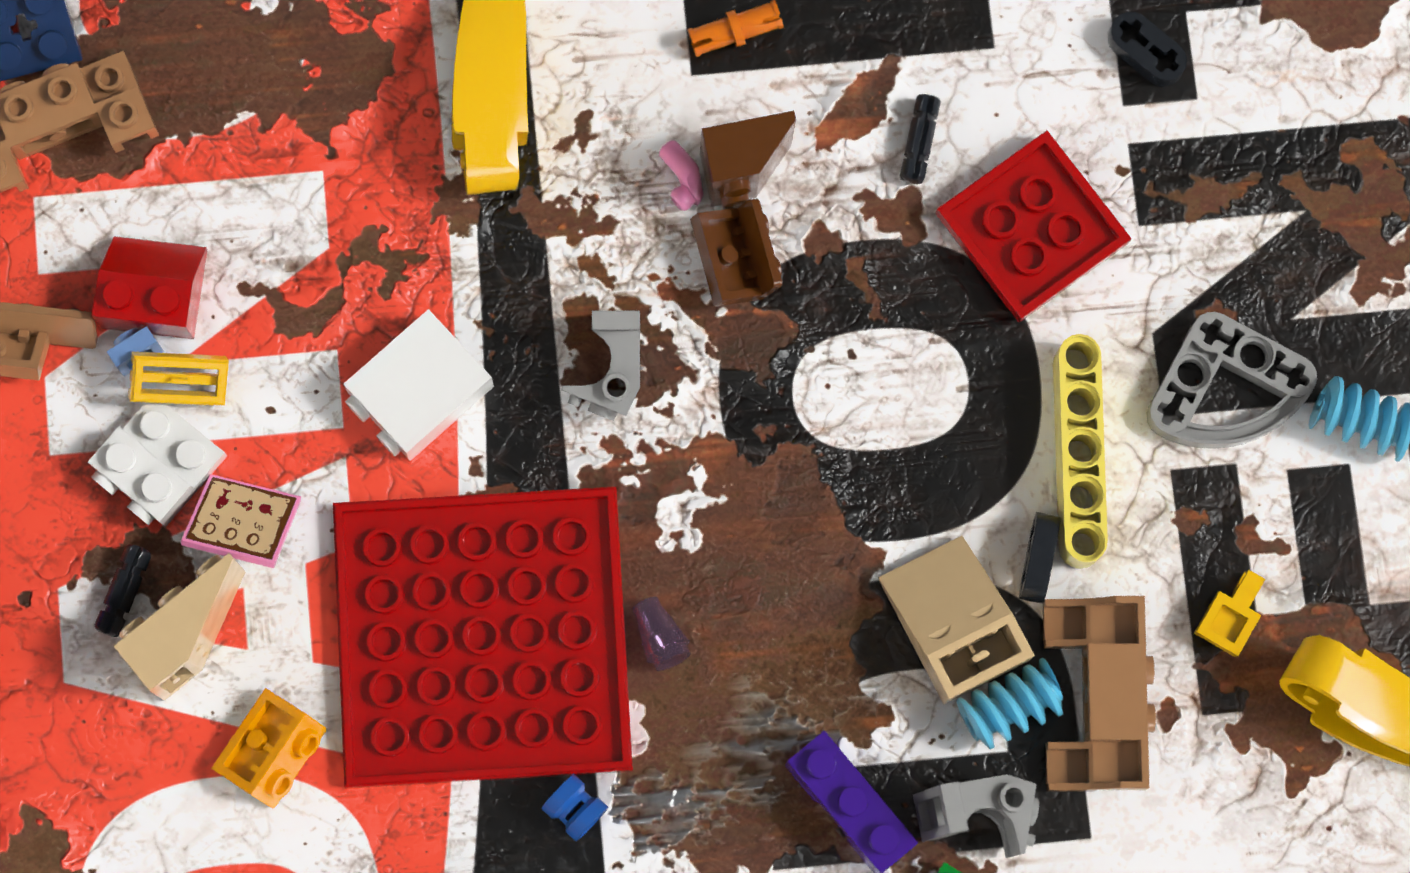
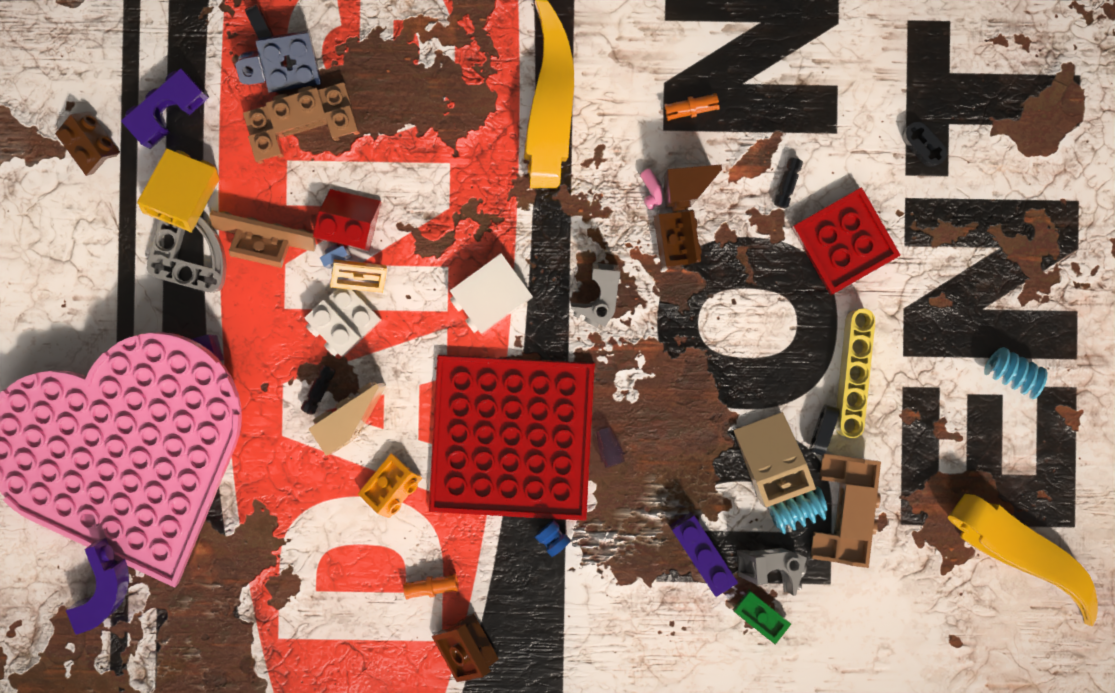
camera: 15 degrees right, 10 degrees up
(241, 521) = (386, 360): piece -> none
(1209, 359) = (934, 328): light grey beam -> none
(1230, 619) = (924, 476): yellow plate -> none

